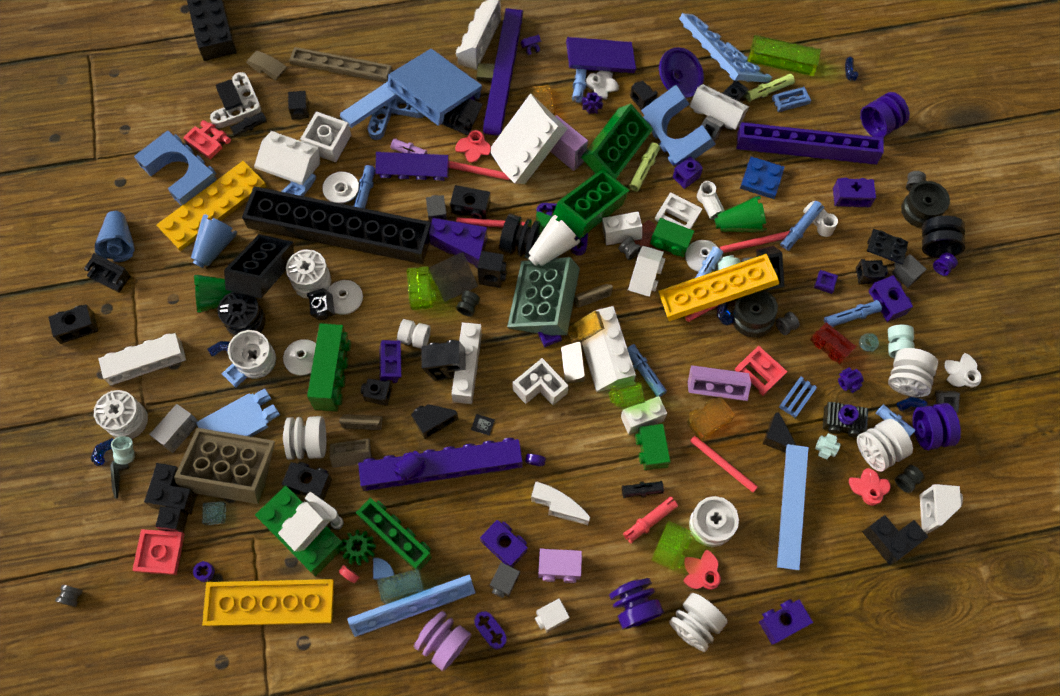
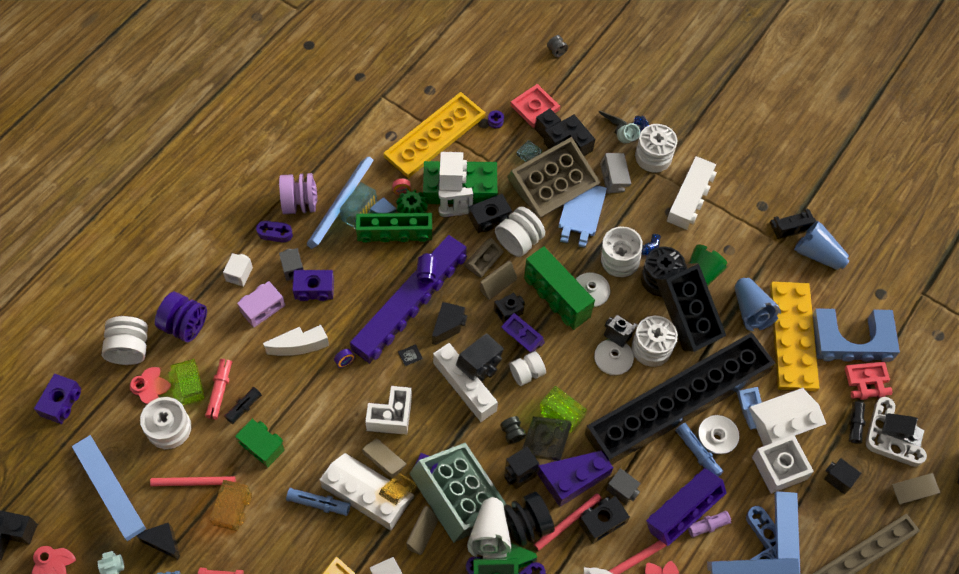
camera: 135 degrees right, 5 degrees down
(65, 331) = (765, 174): black brick -> none
(626, 394) = (312, 456): clear neon green brick -> none
(643, 414) = (288, 460): brick -> none
(719, 383) = (245, 539): lavender brick -> none

